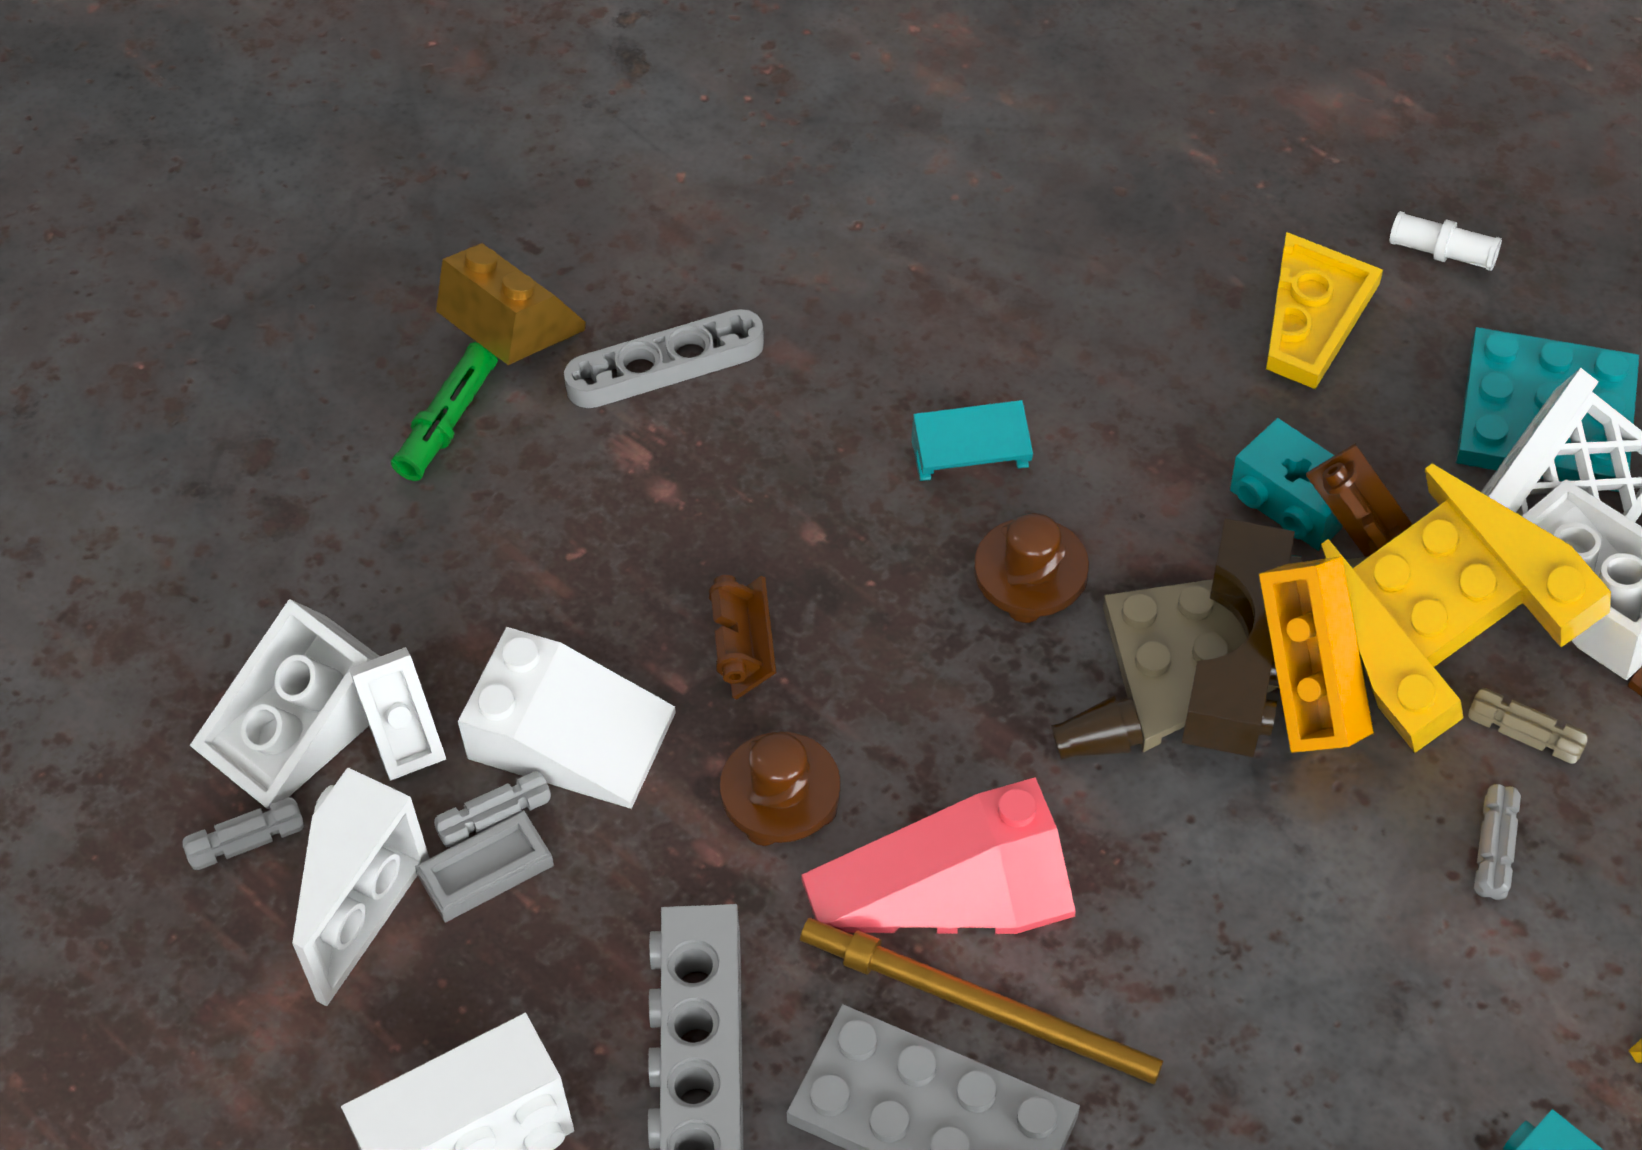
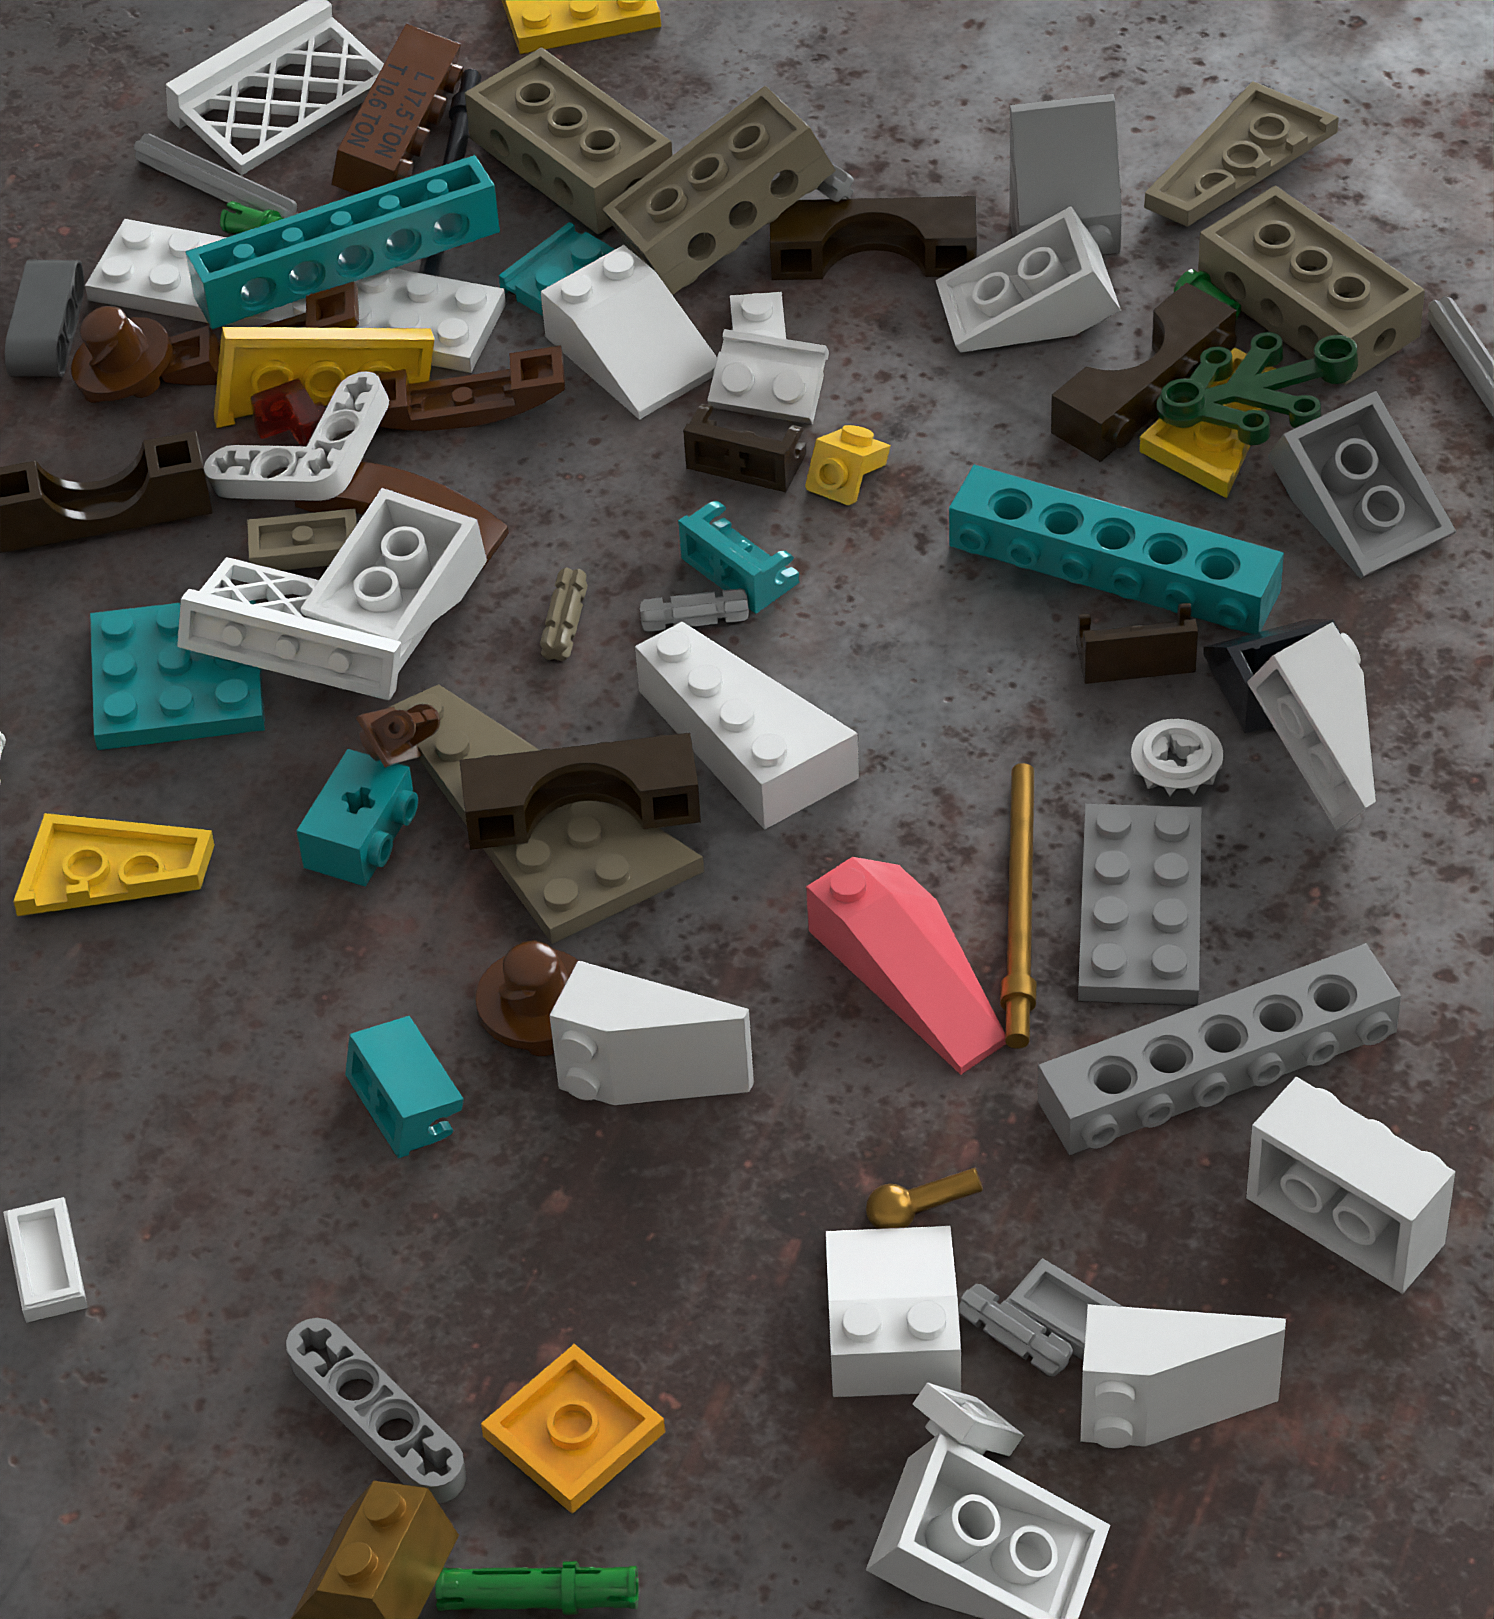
camera: 110 degrees left, 5 degrees down
(243, 833) = (1148, 1531): light grey axle -> none
(571, 469) = (573, 1428): none -> light orange plate
(675, 770) = (896, 1207): none -> pearl gold bar
(745, 638) = (724, 1190): reddish brown hinge -> none
(780, 787) = (878, 1110): reddish brown plate -> none
(915, 200) = (45, 1260): none -> white tile
(924, 598) = (646, 1040): none -> white slope
(1100, 730) = (705, 887): dark brown cone -> none
(1300, 815) = (745, 726): none -> white wedge
(1316, 654) = (588, 710): light orange brick -> none
(1448, 585) = (478, 660): yellow wedge -> none
(1563, 900) = (732, 559): none -> teal hinge

